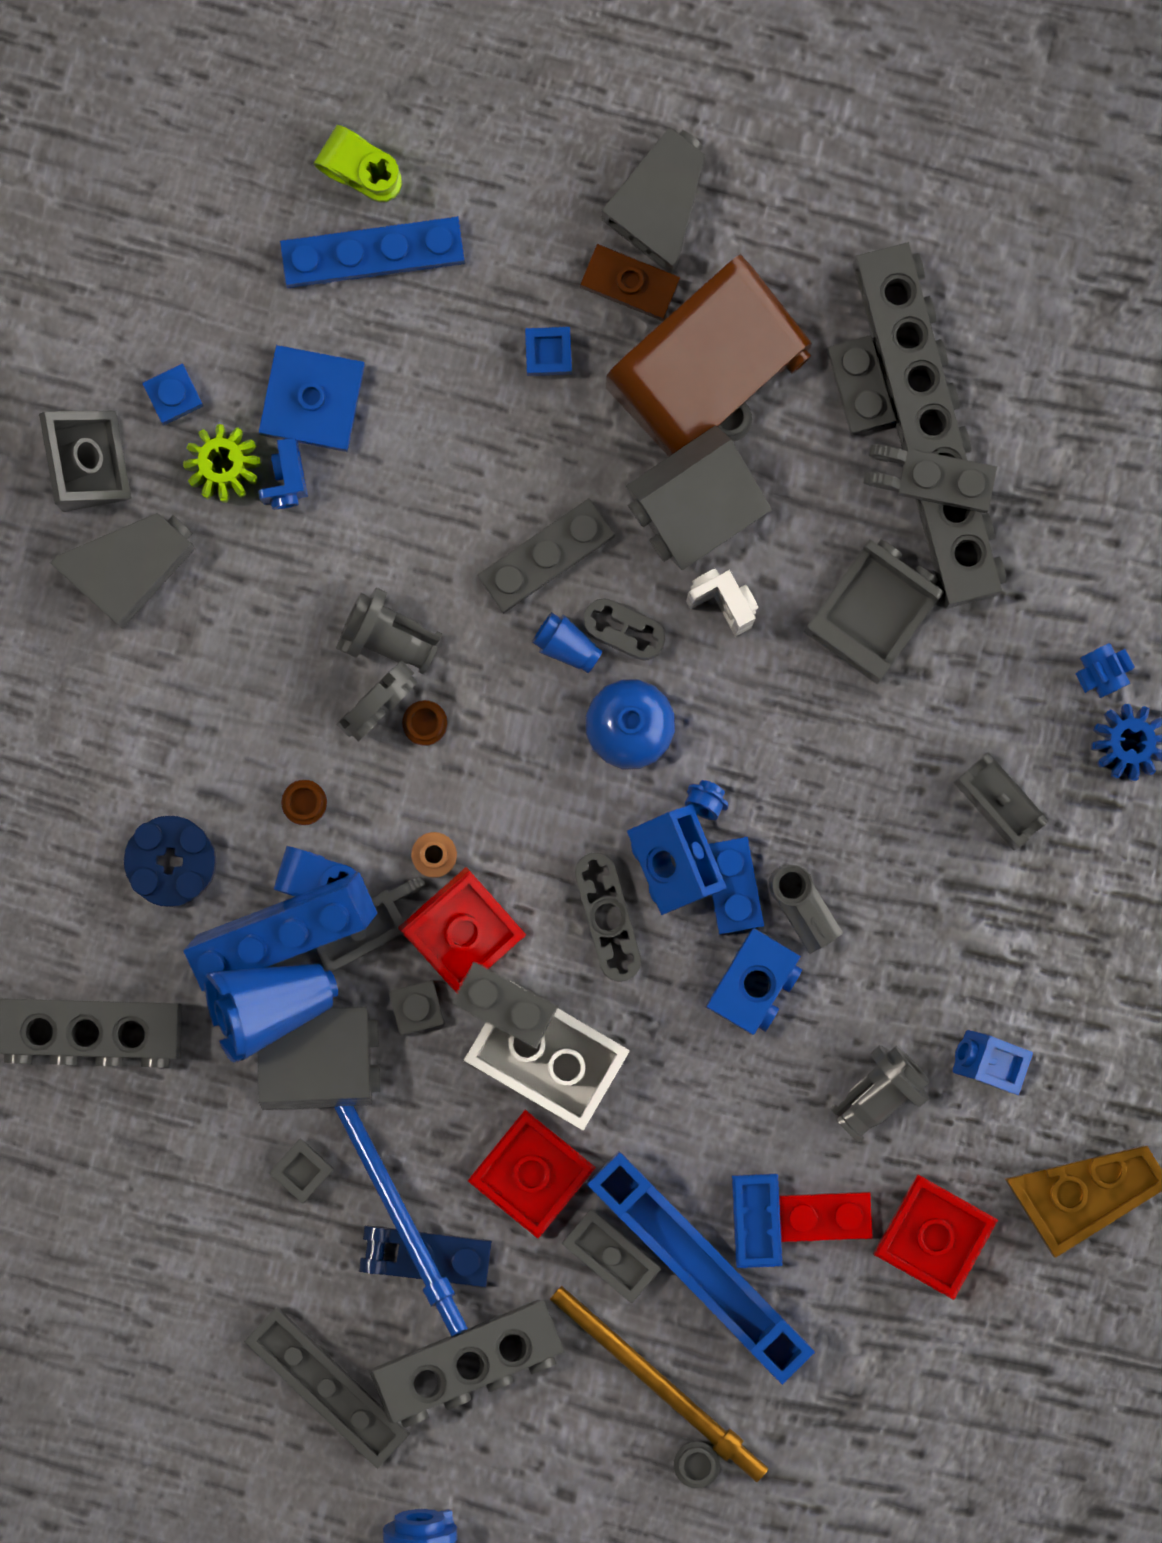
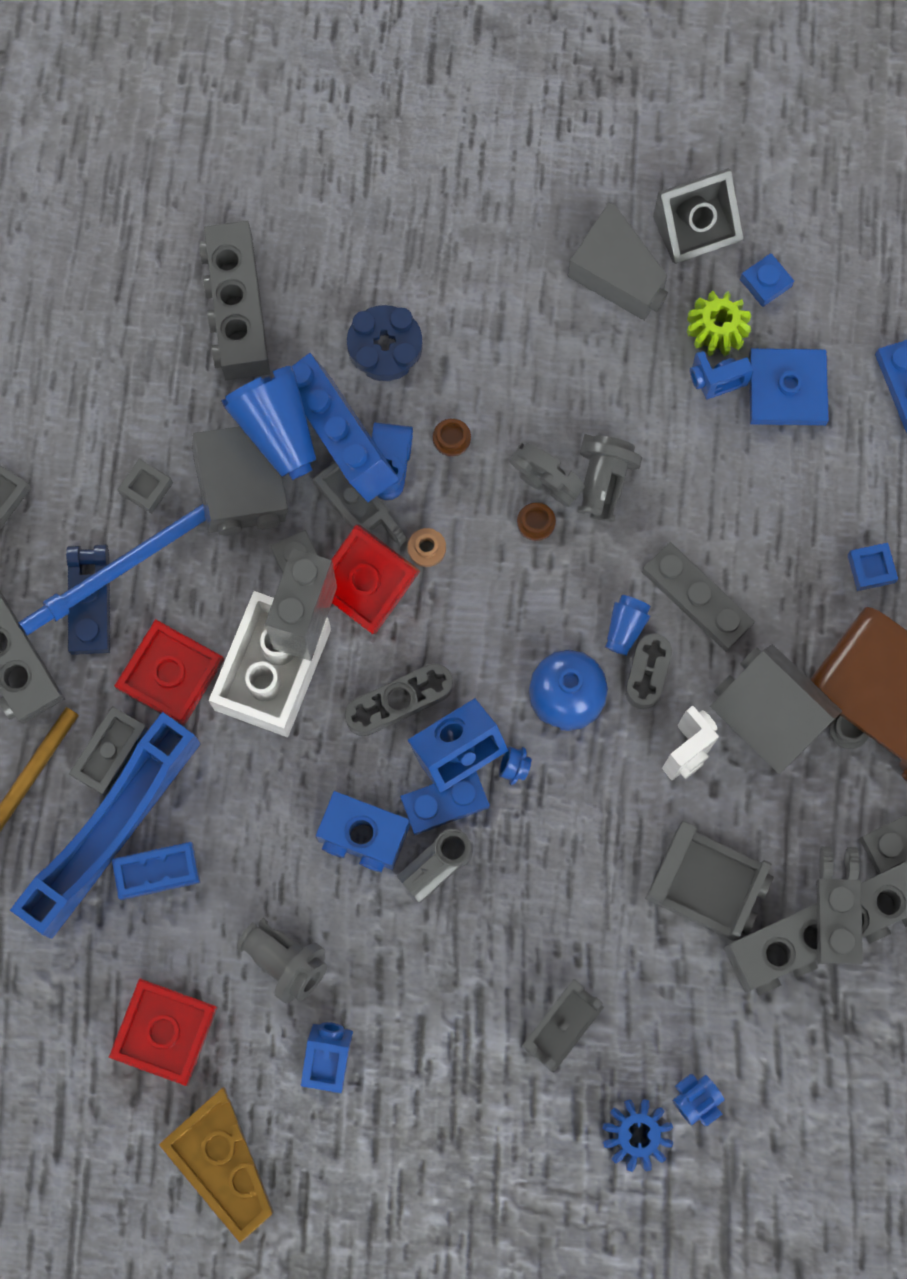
camera: 85 degrees right, 10 degrees down
(825, 1216) = (168, 931): red plate -> none

